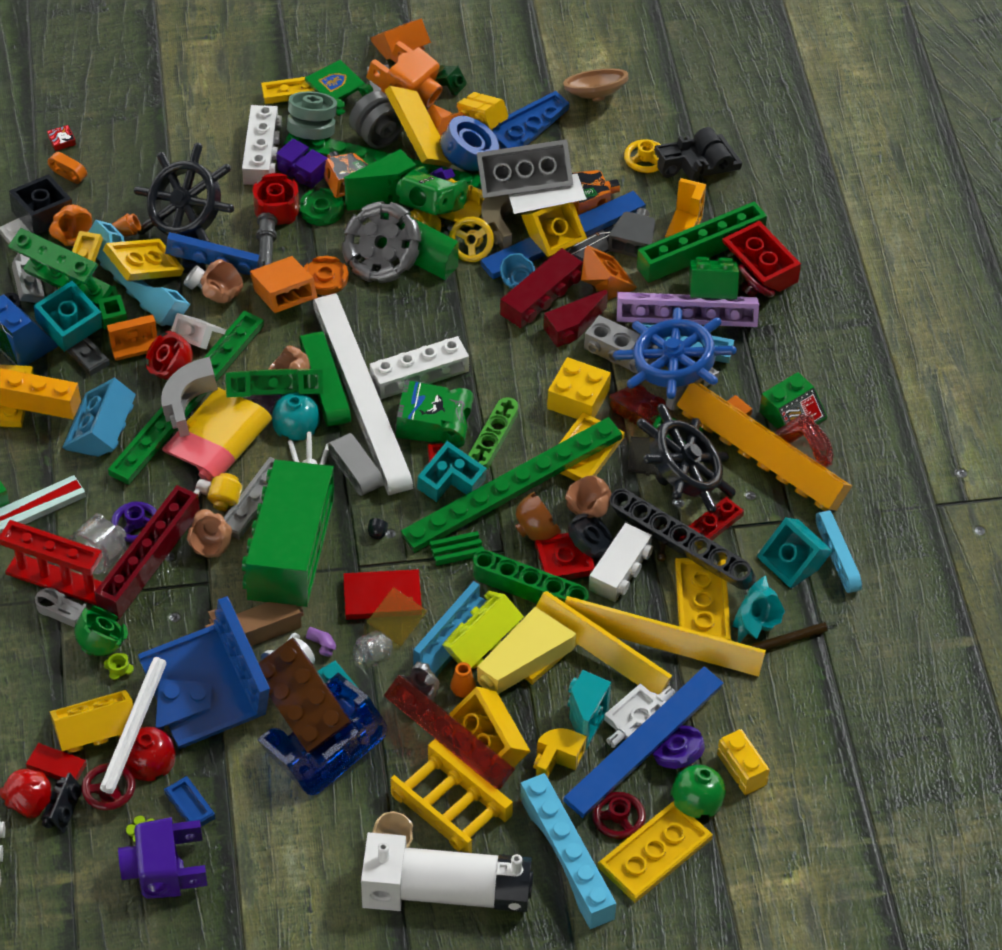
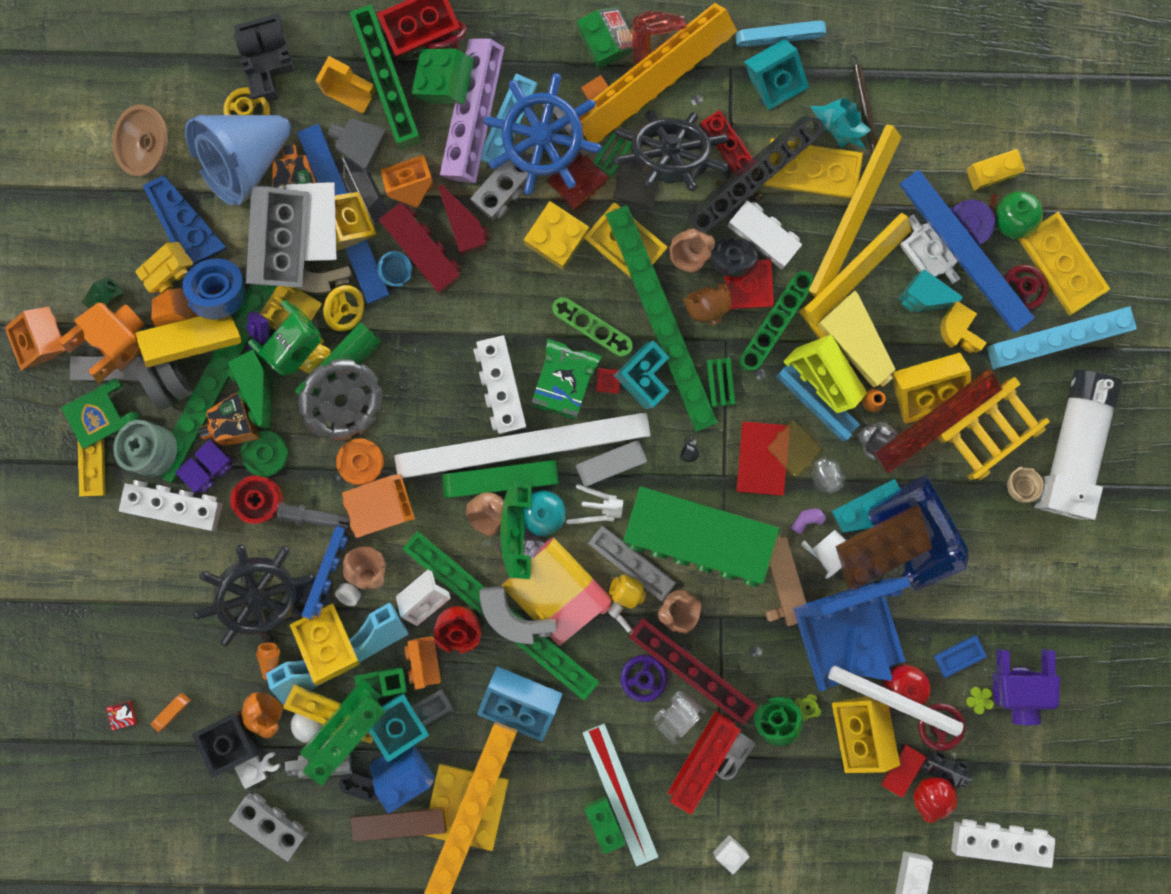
camera: 80 degrees left, 35 degrees up
(606, 141) = (235, 150): none -> medium blue cone

